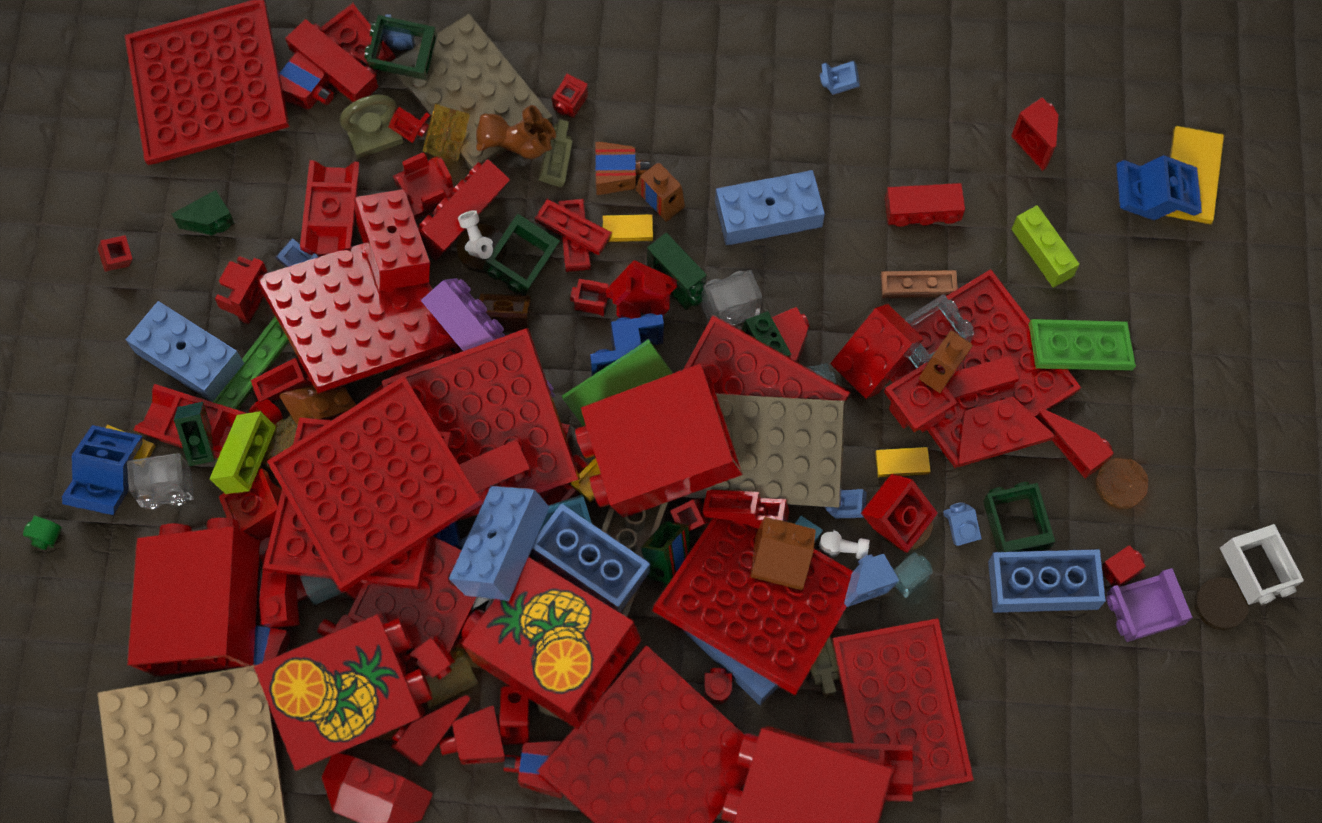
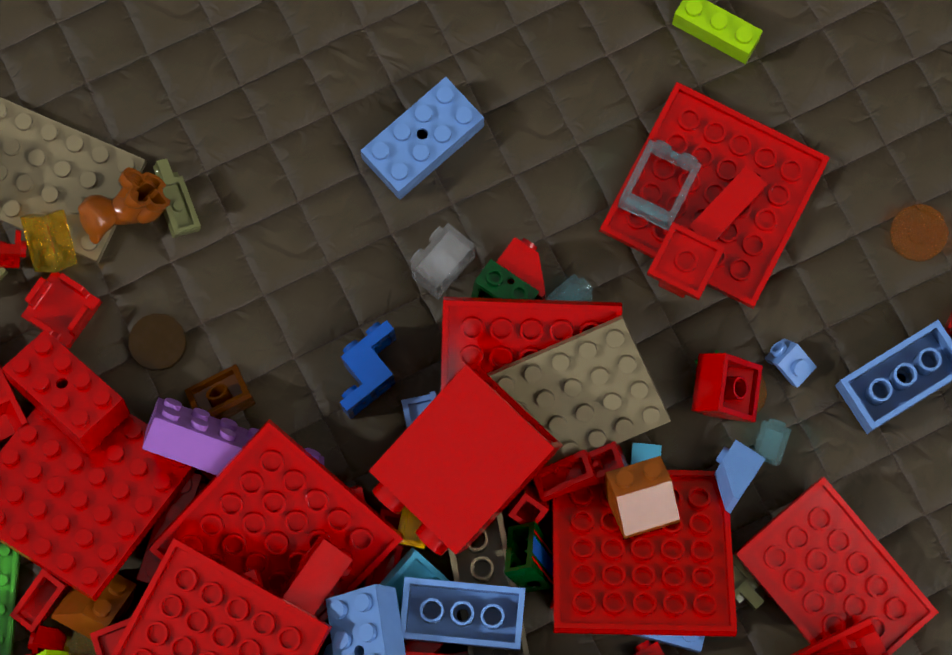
camera: 25 degrees left, 10 degrees up
(477, 245) = (158, 347): white leg -> none
(482, 186) = (116, 316): red brick -> none
(533, 235) = (203, 300): dark green window -> none
(570, 96) = (151, 128): red window -> none
(573, 227) = (237, 269): red tile -> none
(575, 256) = (242, 275): red tile -> none
(590, 297) = (298, 334): red window -> none
(617, 168) = (245, 179): torso -> none
(629, 227) = (292, 237): yellow tile -> none
(630, 371) = (386, 414): bright green tile -> none
(641, 290) = (348, 301): red panel -> none
(659, 187) = (304, 182): dark orange torso -> none
(673, 261) = (371, 261): dark green window -> none
(832, 544) = (679, 453): white leg -> none
(851, 504) = (677, 402): medium blue bracket -> none
(877, 351) = (616, 235): red brick -> none
(902, 462) = (699, 331): yellow tile -> none
(918, 283) = (613, 134): nougat tile -> none
(924, 204) = (574, 48): red brick -> none
(950, 356) = (694, 209): dark orange torso -> none
(999, 430) = (775, 249): red wing -> none
(1021, 491) = (878, 331): dark green window -> none
(1080, 445) = (860, 218): red slope -> none
(1081, 344) = (807, 112): bright green tile -> none

